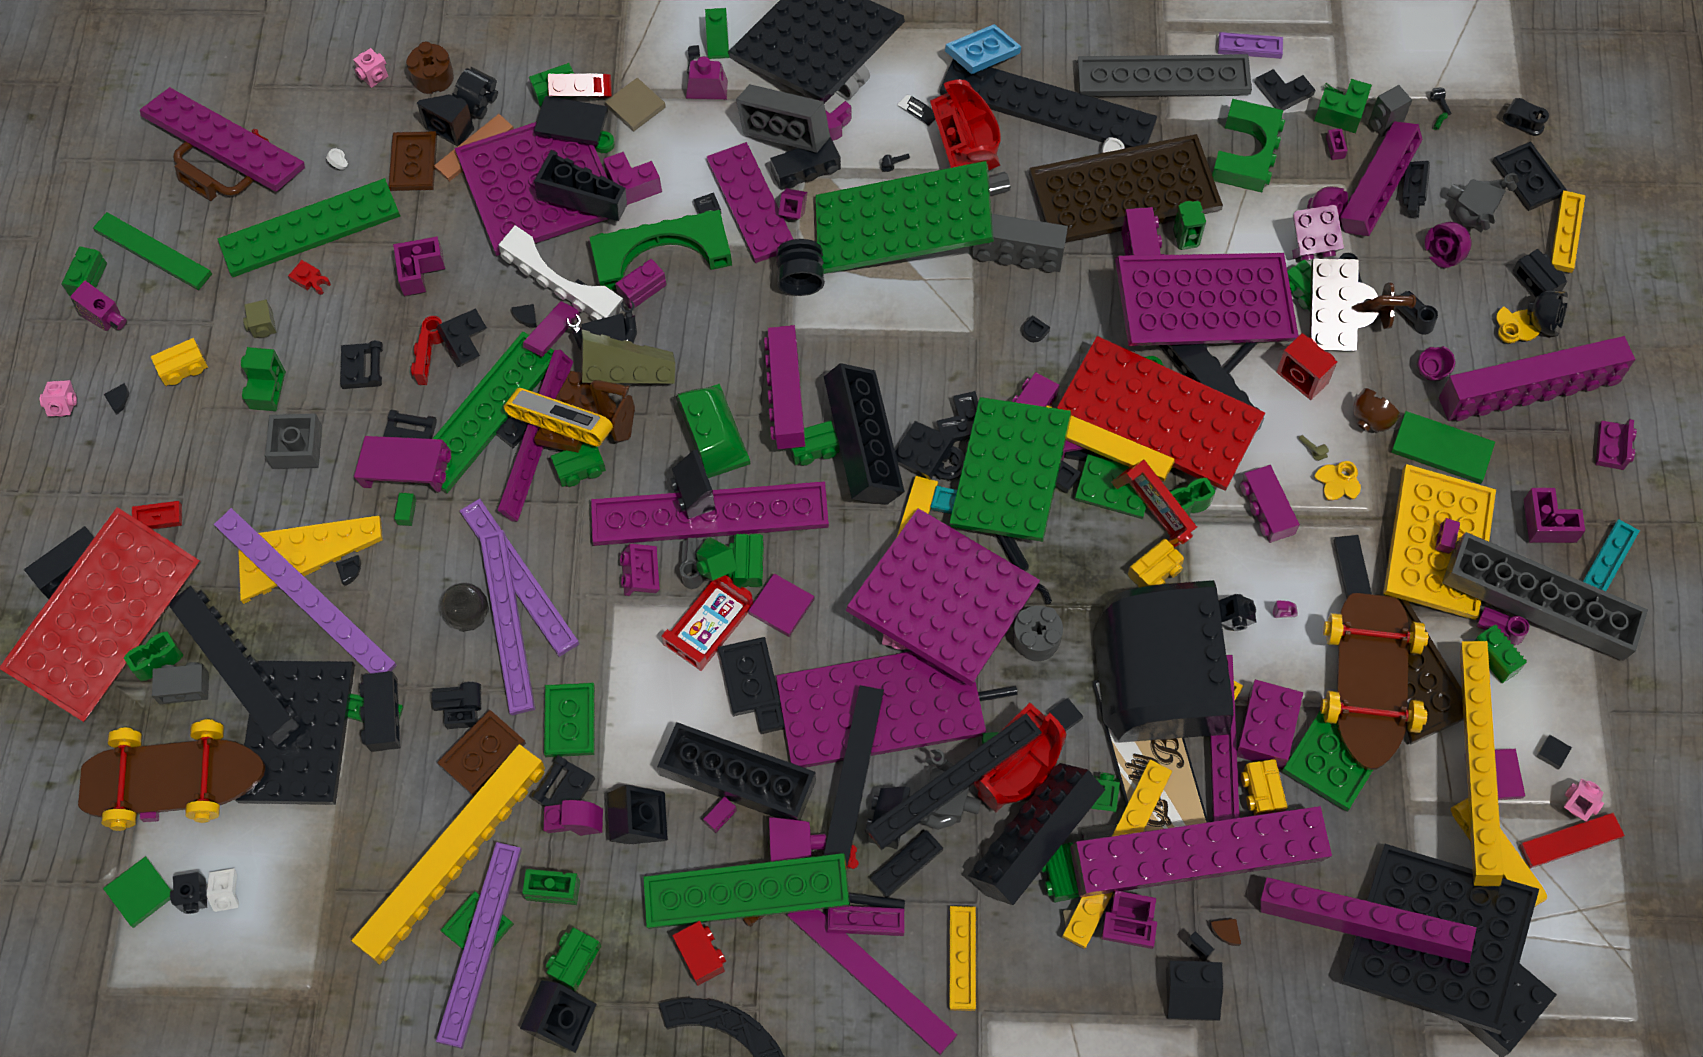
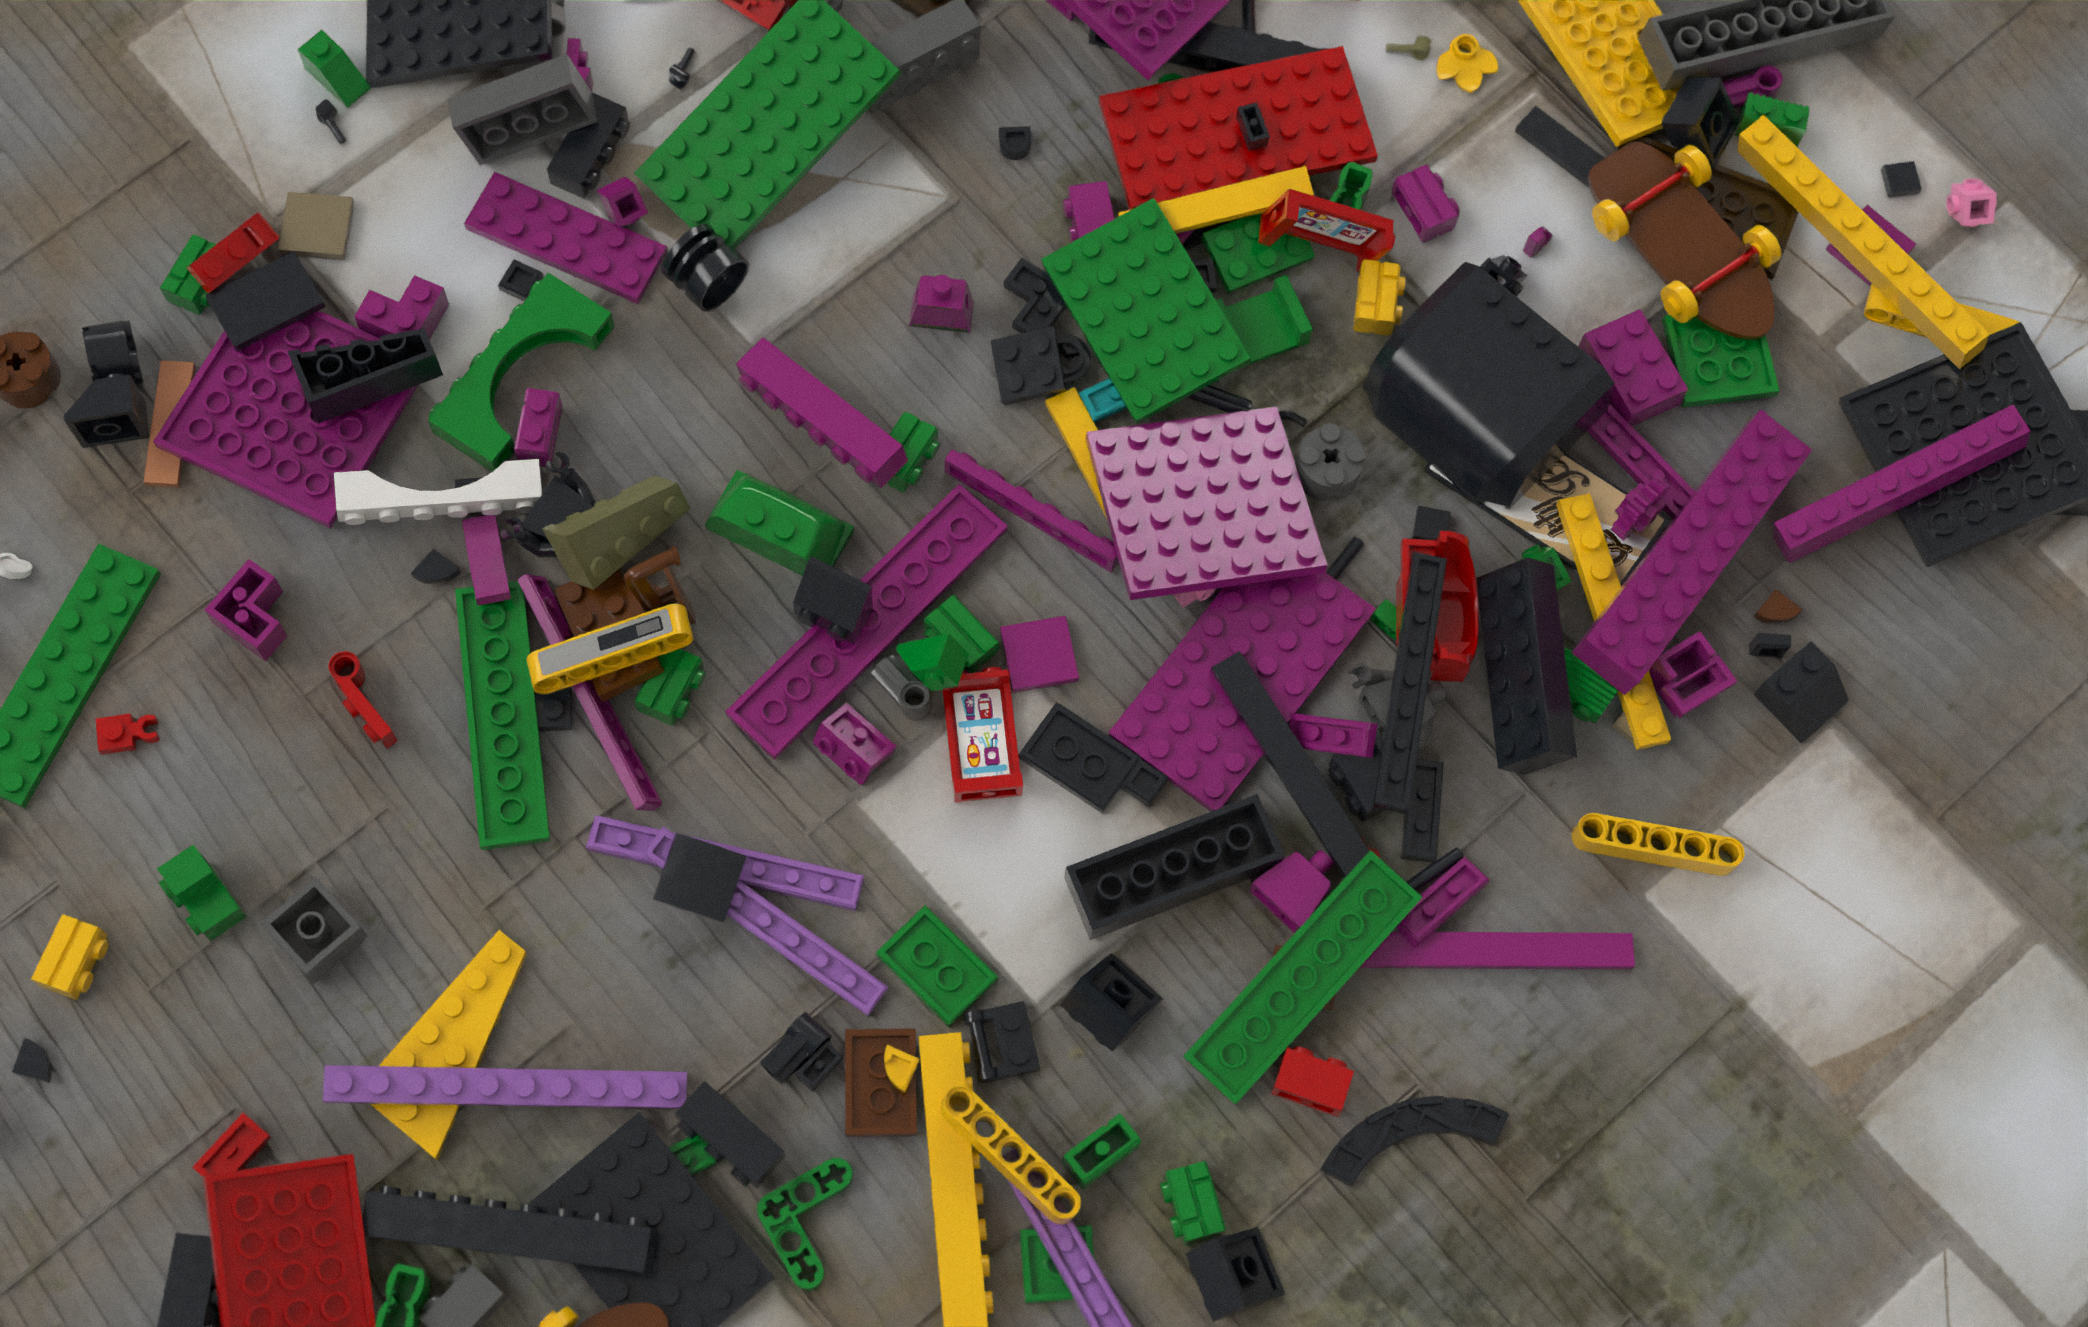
camera: 50 degrees left, 5 degrees up
(259, 319) = (118, 828): olive brick -> none
(349, 569) = (523, 1018): black tile -> none
(354, 365) = (289, 789): black plate -> none
(370, 781) = (789, 1223): none -> green beam
(395, 417) = (439, 821): black plate -> none
(402, 461) = (470, 846): magenta panel -> none
(405, 509) = (521, 897): green piece -> none
(413, 161) = (110, 496): reddish brown tile -> none
(457, 335) = (384, 656): black plate -> none
(464, 606) = (699, 947): clear smoke cylinder -> none
(492, 569) = (699, 877): none -> black slope
(495, 752) = (900, 1067): none -> yellow tile
(505, 854) = (1015, 1172): none -> yellow beam
(574, 816) = (1049, 1062): magenta brick -> none
(606, 143) = (329, 296): green tile -> none
(706, 80) = (377, 135): magenta torso -> none
(720, 815) = (1192, 925): magenta piece -> none
(848, 518) = (1022, 504): none -> magenta plate
(863, 434) = (955, 397): black brick -> none
(888, 776) = (1334, 735): none -> magenta tile
(905, 379) = (942, 304): none -> magenta torso
(962, 959) = (1564, 855): yellow tile -> none
(1025, 1010) = (1673, 839): none -> yellow beam
(1076, 530) = (1269, 321): none -> green panel
(1164, 415) = (1252, 126): none -> black piece
(1190, 801) = (1640, 507): none -> magenta gear
(1236, 537) = (1425, 203): none -> magenta brick
(1264, 787) = (1685, 438): yellow brick -> none
(1269, 504) = (1424, 141): magenta brick -> none
(1447, 536) = (1626, 37): magenta piece -> none
(1448, 617) = (1701, 117): none -> black slope
(1571, 840) = (1991, 253): red tile -> none

